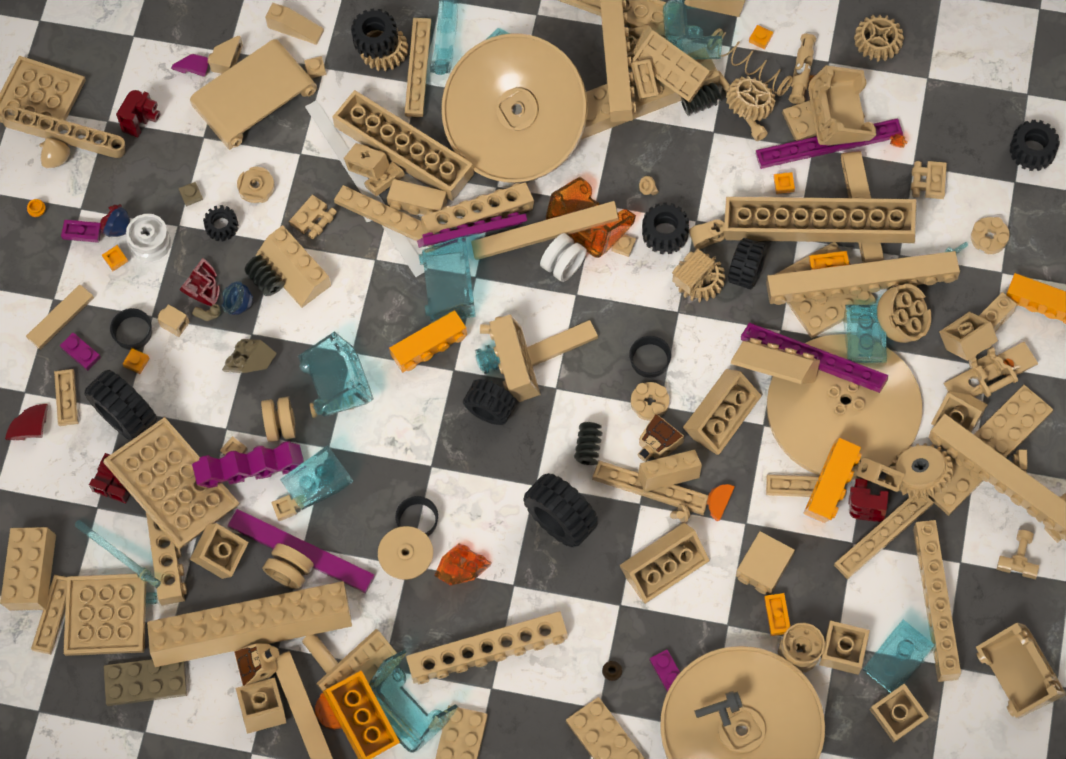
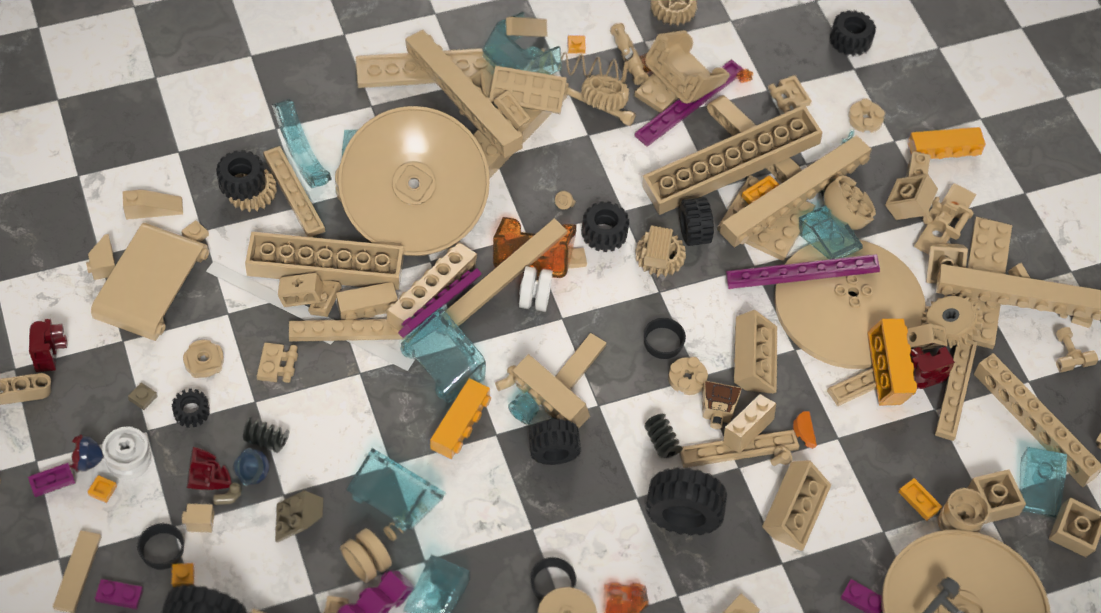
camera: 40 degrees left, 10 degrees down
(192, 63) = (72, 279): magenta slope -> none
(293, 264) = (300, 414): tan slope -> none
(703, 97) = (569, 107): pearl dark grey piece -> none
(706, 233) = (643, 214): tan piece -> none
(764, 563) = (880, 461): tan brick -> none
(776, 362) = (778, 287): tan slope -> none
(784, 183) = (676, 148): light orange plate -> none

